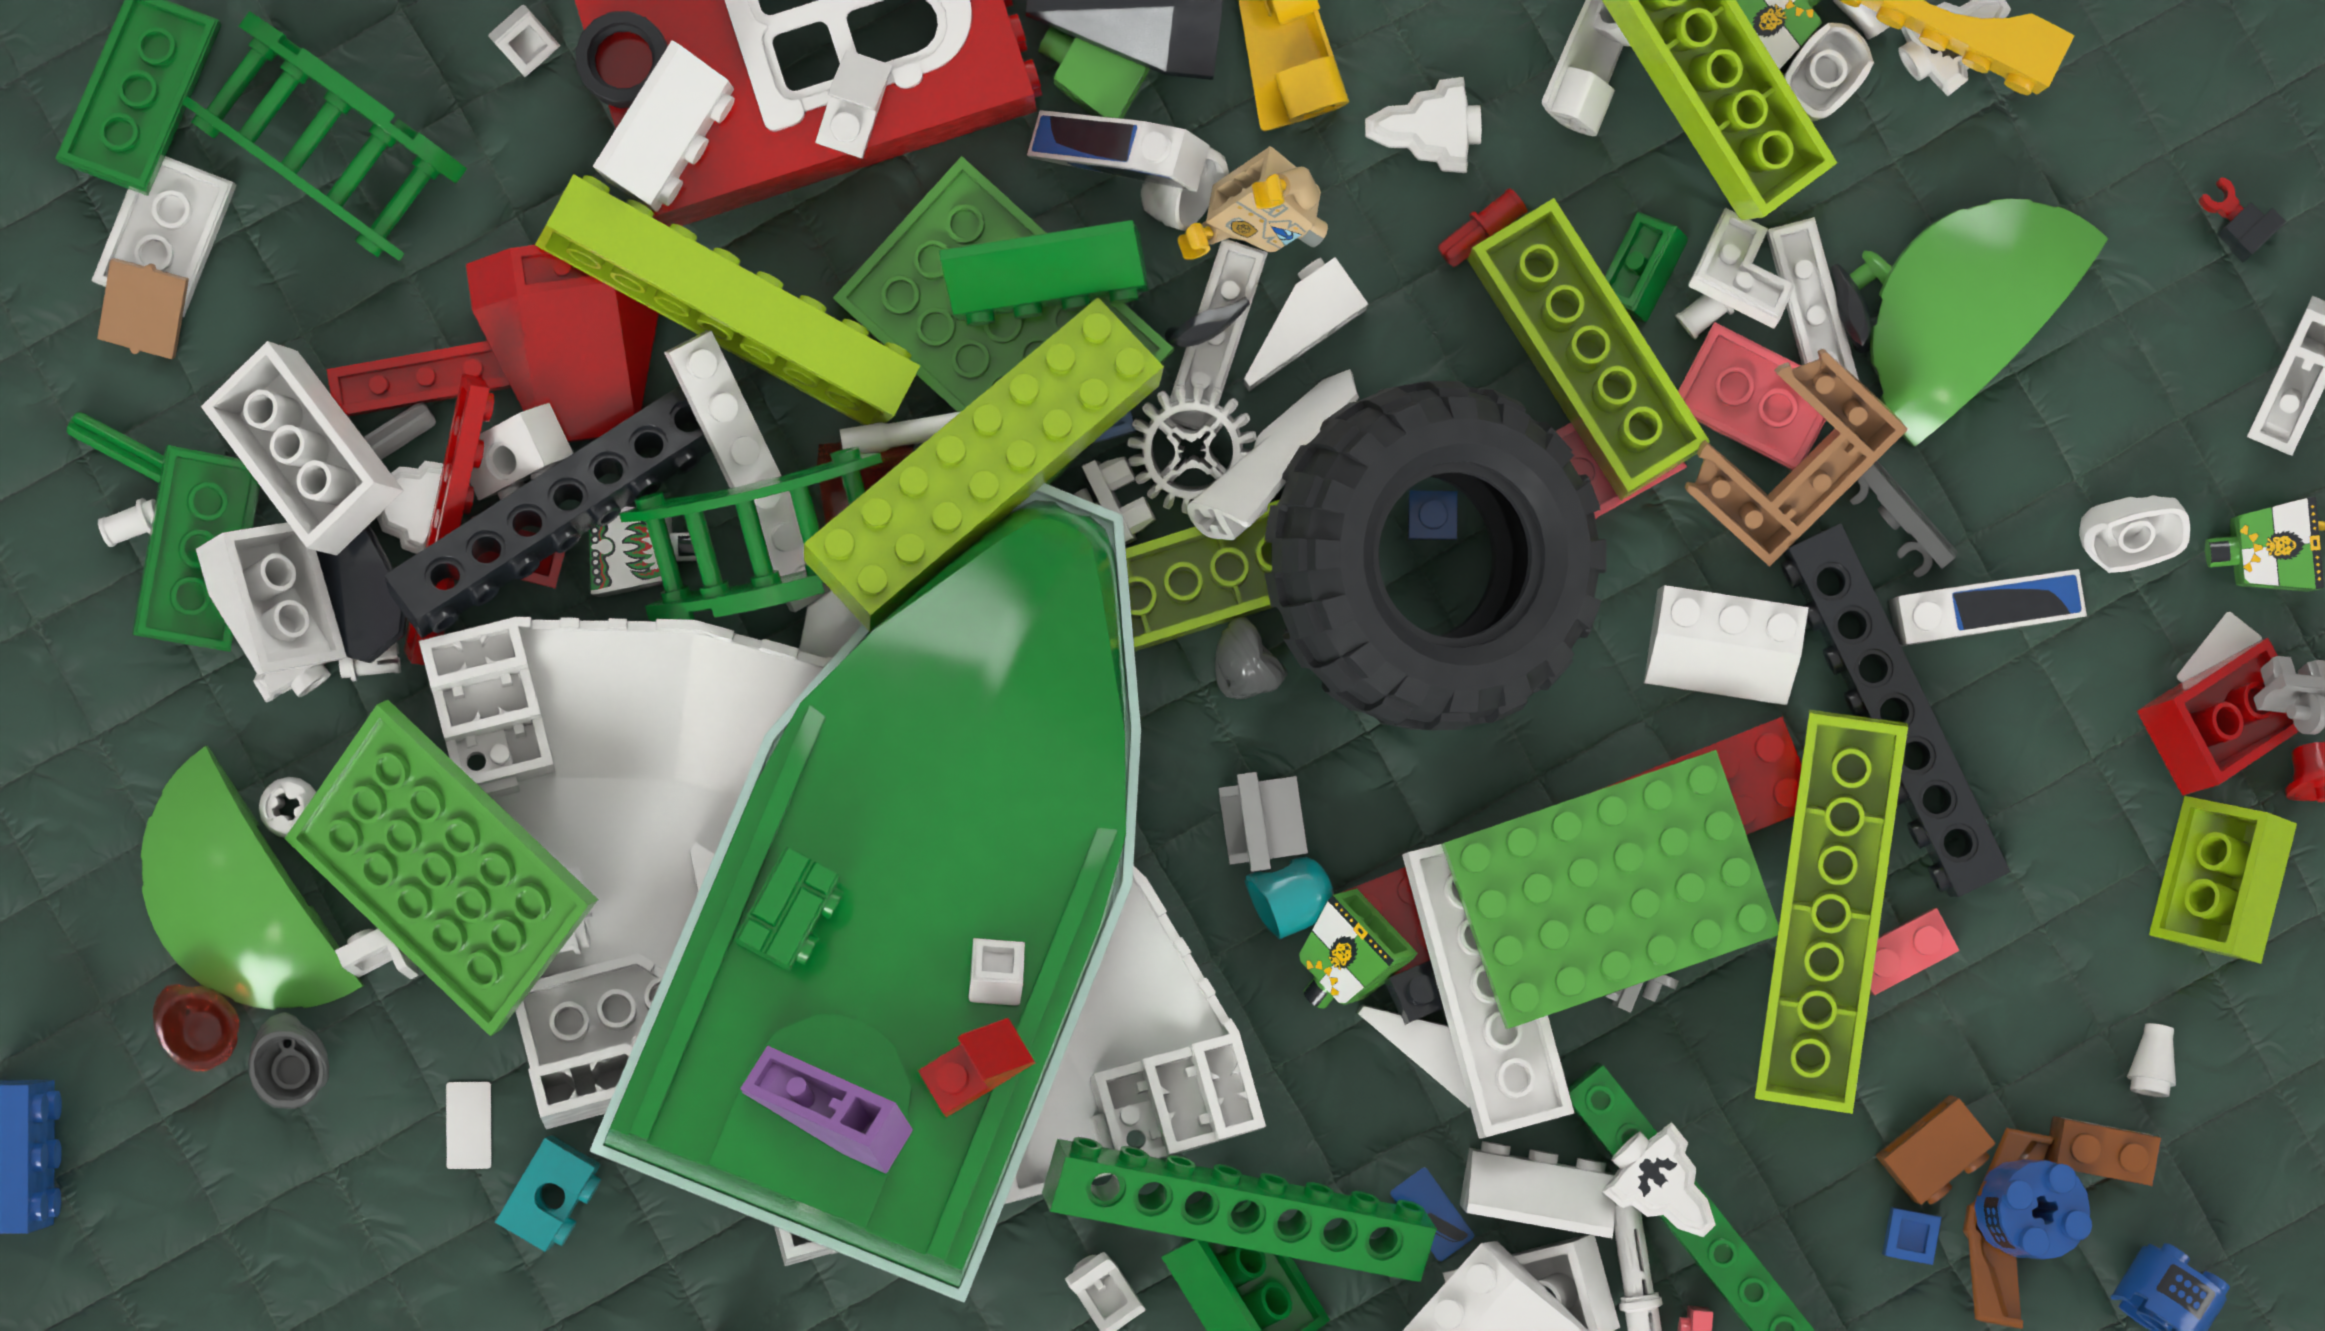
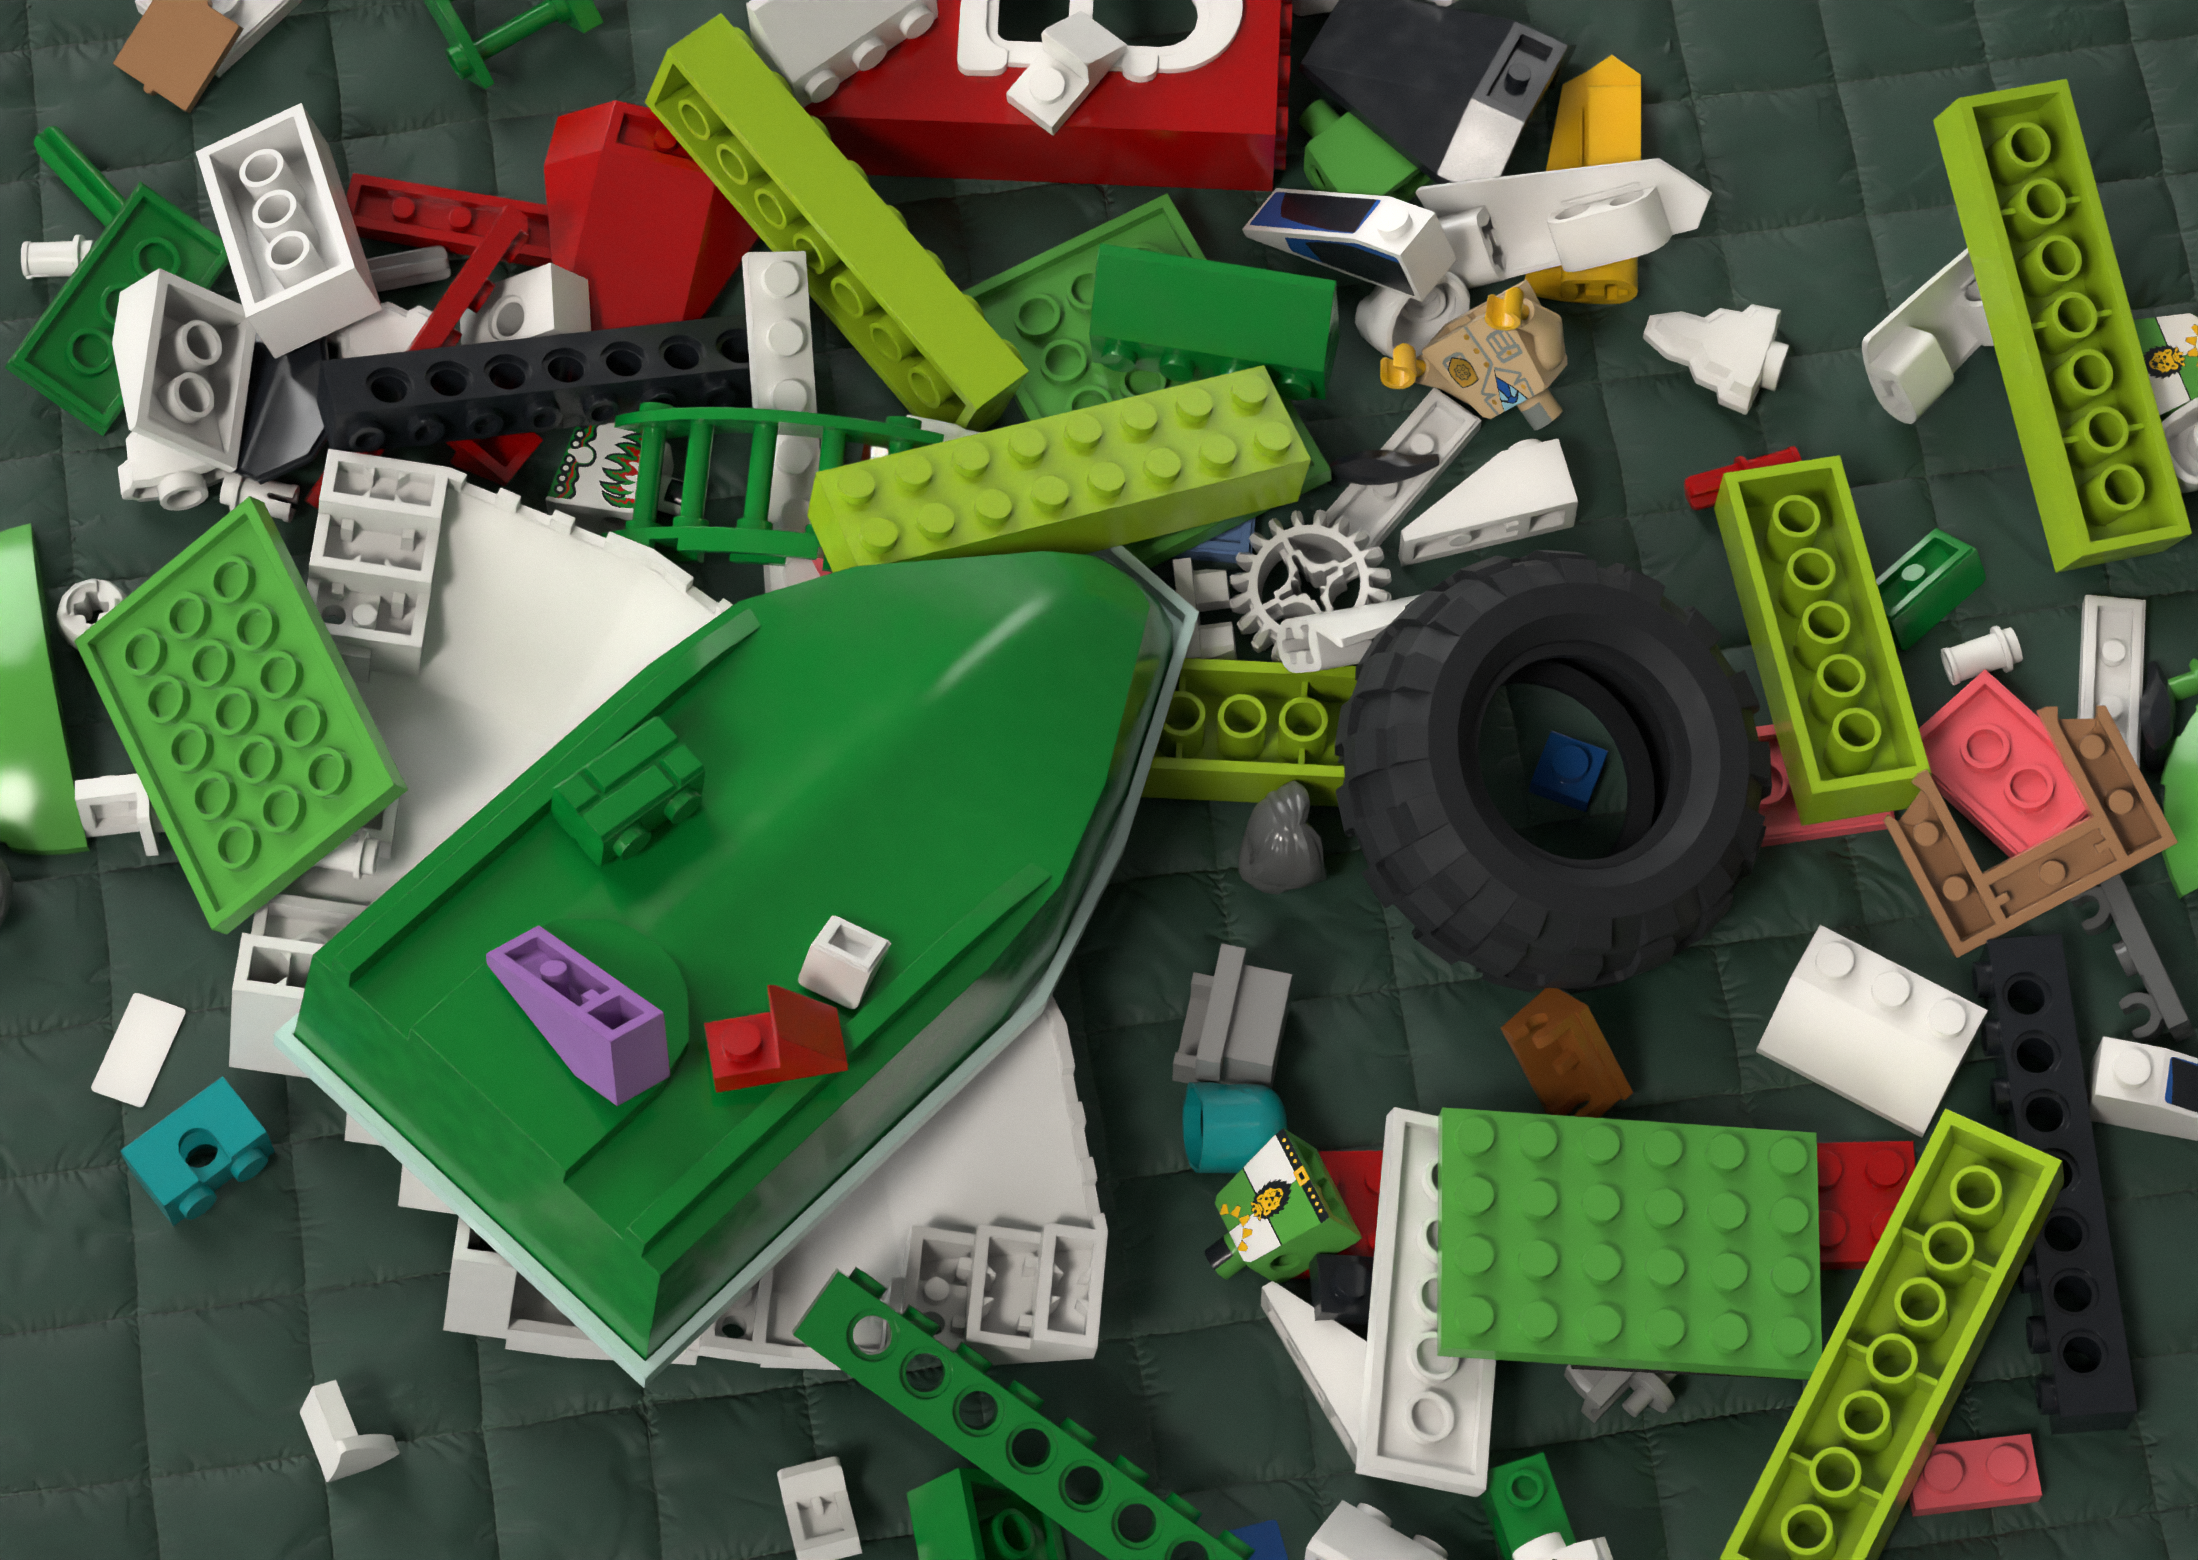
camera: 20 degrees right, 20 degrees down
(1287, 74) = (1563, 217): none -> white panel
(1512, 755) = (1565, 1055): none -> dark orange hinge
(1732, 279) = (2024, 619): white tile -> none

